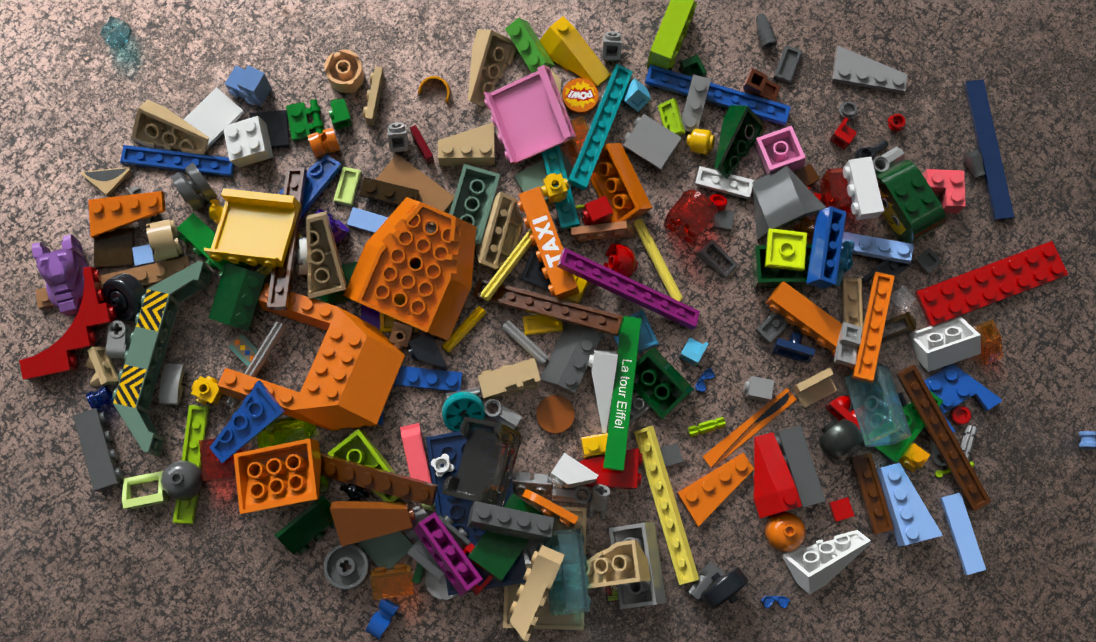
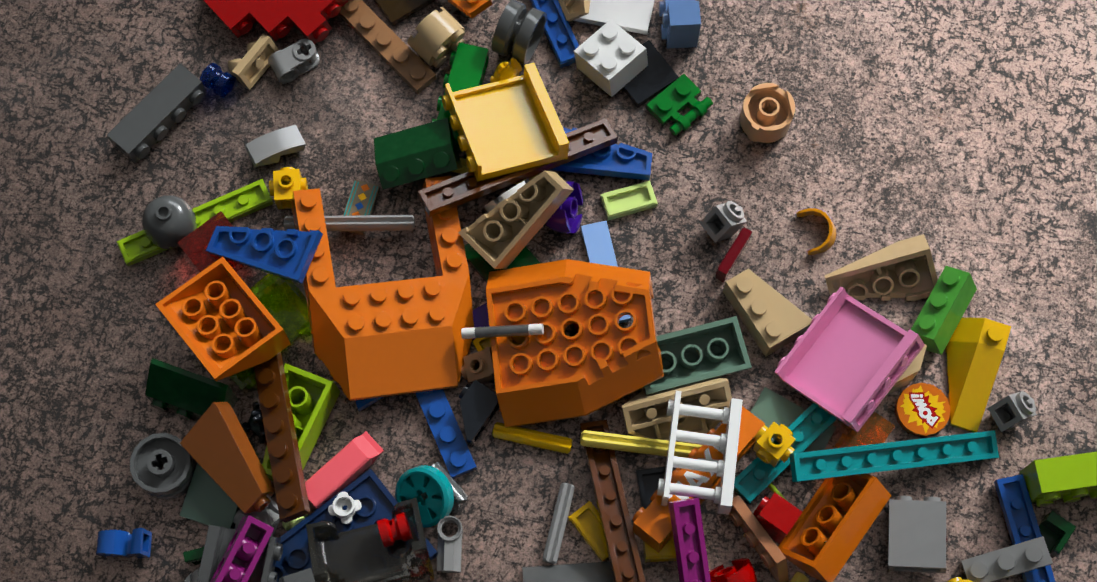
camera: 65 degrees right, 5 degrees down
(125, 295) = (348, 37): black wheel -> none
(129, 503) = (119, 175): yellowish green tile -> none
(143, 255) = (406, 27): light blue tile -> none
(148, 350) = (293, 99): sand green slope -> none
(323, 142) = (666, 143): orange wheel -> none
(339, 114) = (711, 139): green brick -> none
(373, 96) = (759, 164): tan plate -> none
(386, 192) = (648, 249): dark brown plate -> none
(390, 306) = (502, 331): none -> flat silver bar
(391, 582) = (171, 529): clear orange brick -> none
(404, 174) = (675, 273): medium nougat tile -> none
(476, 440) = (394, 529): none -> red wheel
(509, 379) = (498, 529): tan wedge -> none
(540, 212) = (723, 468): none -> white fence
(636, 95) = (970, 480): medium azure panel -> none
(671, 117) = (968, 542): lime plate -> none

